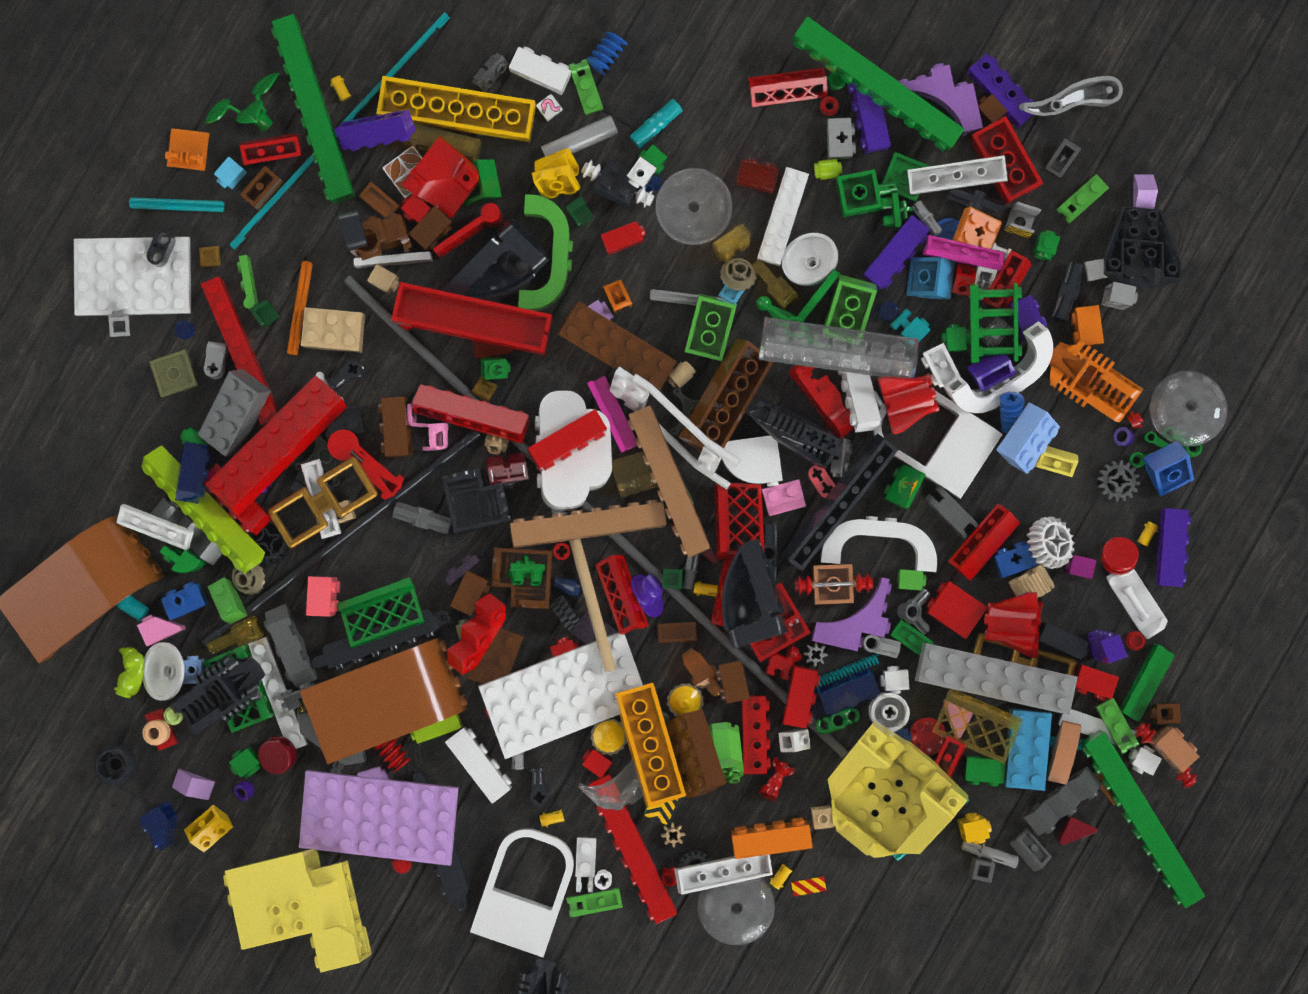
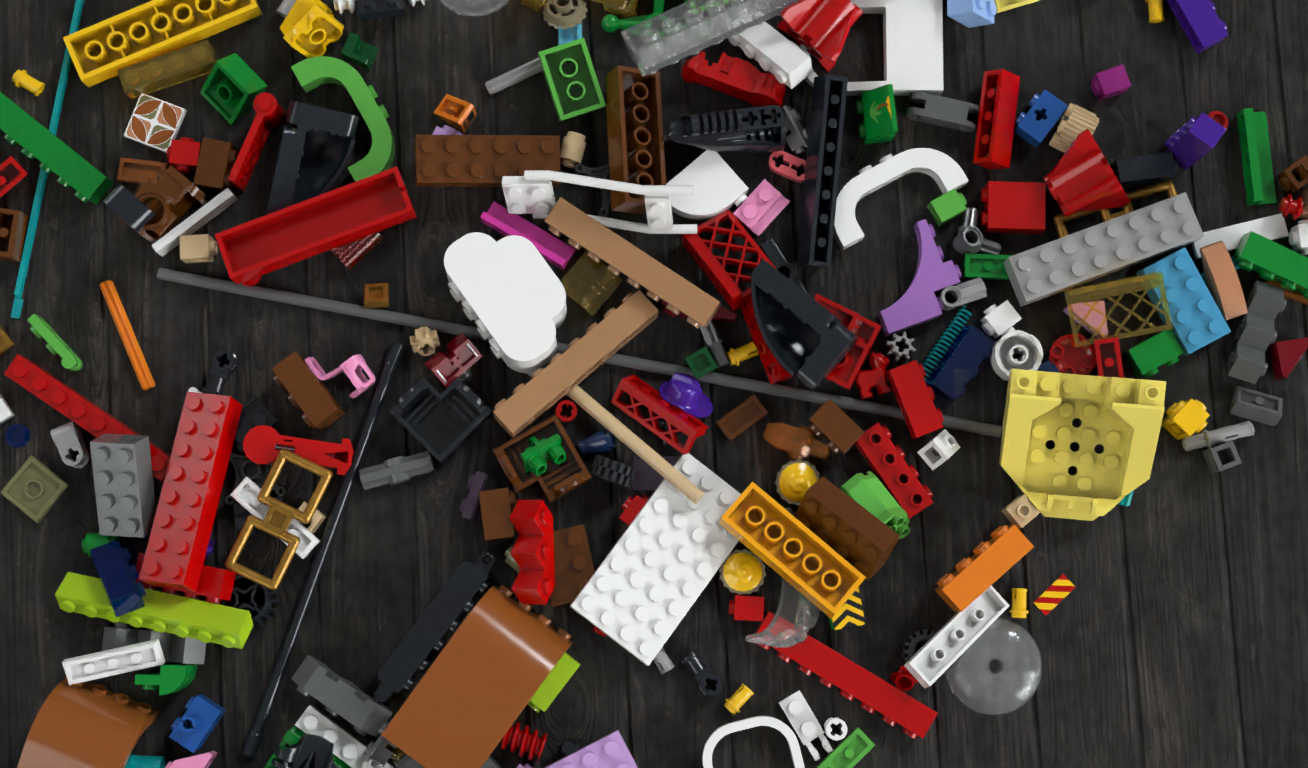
camera: 35 degrees left, 5 degrees down
(227, 601) = (243, 691): bright green brick -> none
(240, 633) = (279, 718): clear yellow connector -> none
(249, 582) = (254, 656): dark tan piece -> none
(265, 313) = (93, 362): dark green panel -> none
(322, 596) = (342, 620): coral brick -> none
(333, 330) = (176, 334): tan brick -> none
(375, 130) = (90, 97): dark purple brick -> none
(380, 597) = (399, 589): green fence -> none
(442, 178) = (192, 103): red slope -> none
(471, 413) = (378, 326): brick -> none
(478, 764) = (624, 692): white brick -> none
(494, 367) = (373, 264): green brick -> none
(569, 438) = (496, 284): red brick -> none
(623, 237) = (421, 48): red brick -> none
(673, 840) = (880, 638): tan gear -> none
(771, 789) = (948, 518): red animal -> none
(831, 727) = (968, 411): green piece -> none
(833, 584) = (871, 261): nougat brick -> none
(1050, 542) = (1064, 76): white gear -> none
(1096, 682) = (1207, 189): red brick -> none
(1116, 725) = (1257, 218): bright green plate -> none
(1119, 556) = (1143, 46): red head -> none
(1138, 603) = (1190, 82): white piece -> none

